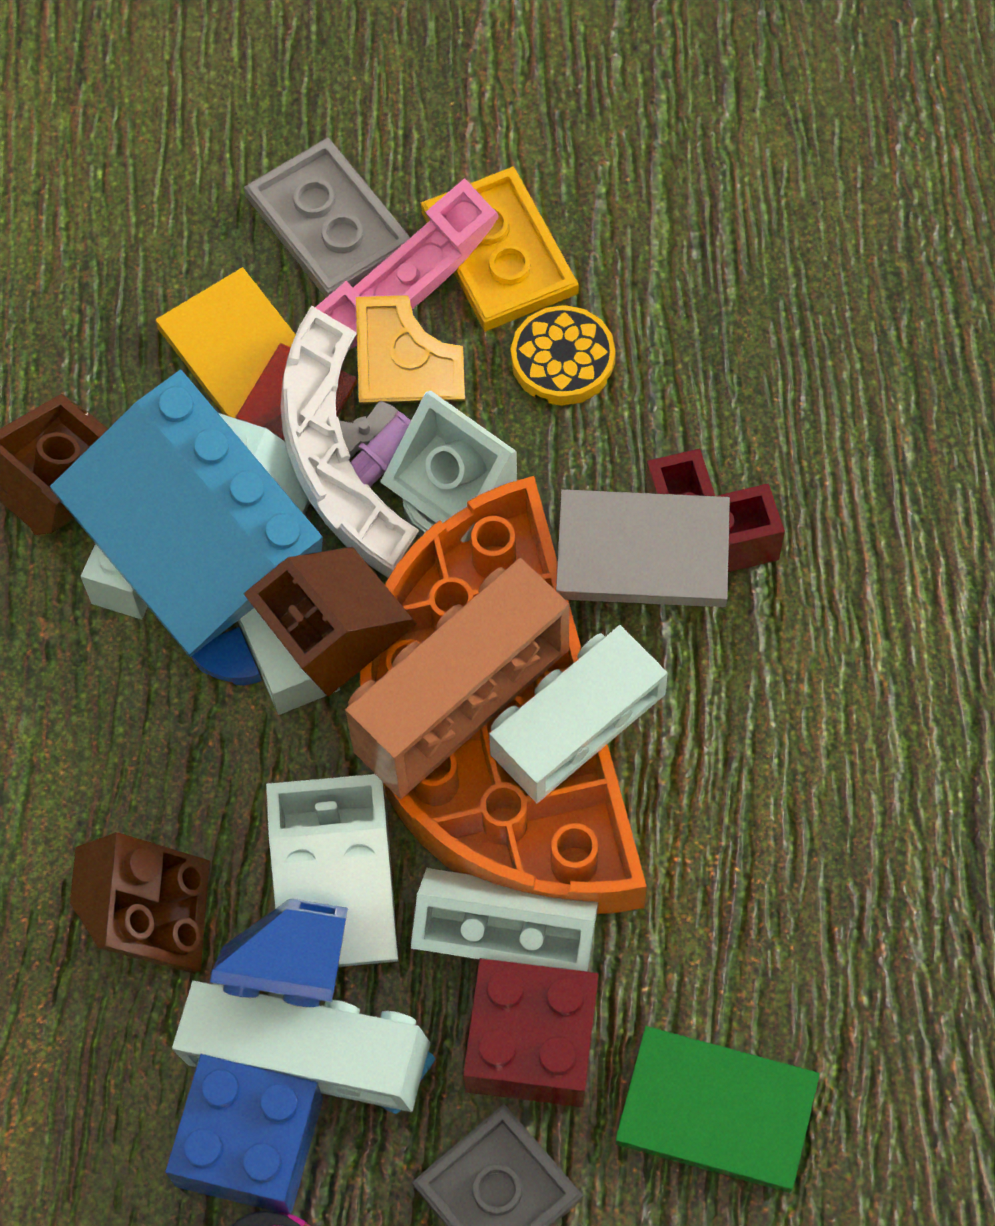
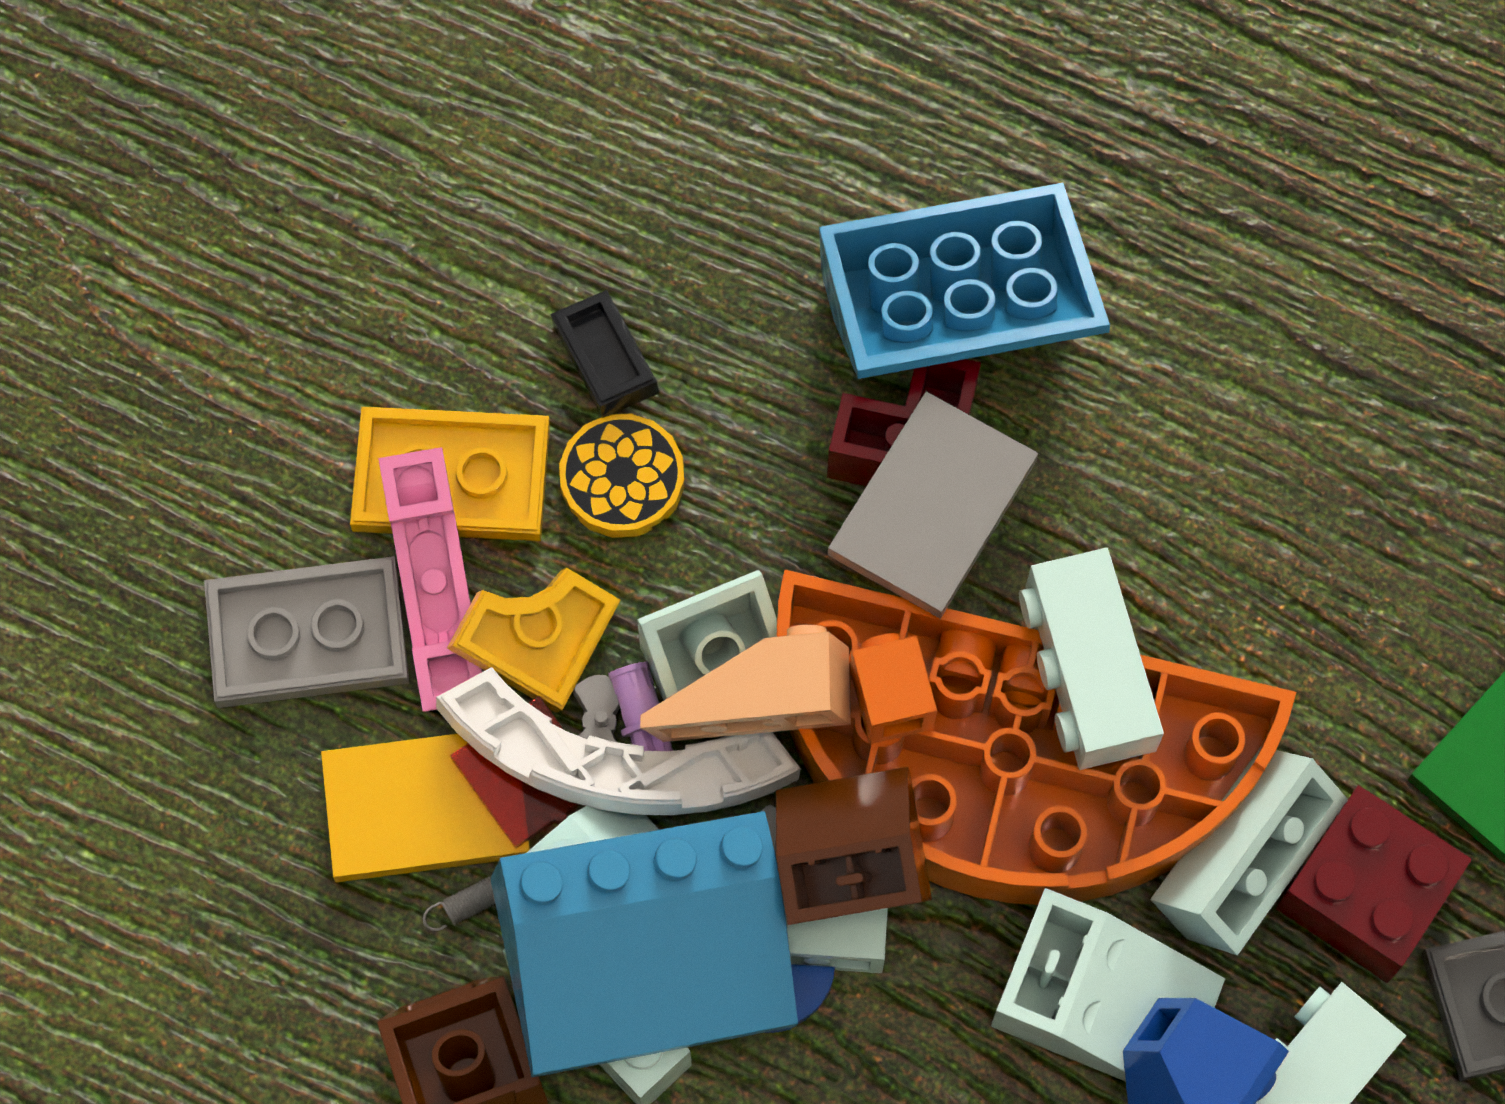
camera: 65 degrees left, 5 degrees up
(428, 502) = (766, 688): none -> light nougat slope
(458, 676) = (1009, 751): nougat brick -> none
(462, 572) = (892, 687): none -> orange brick
(648, 296) = (605, 354): none -> black tile
(845, 488) = (960, 281): none -> dark azure slope

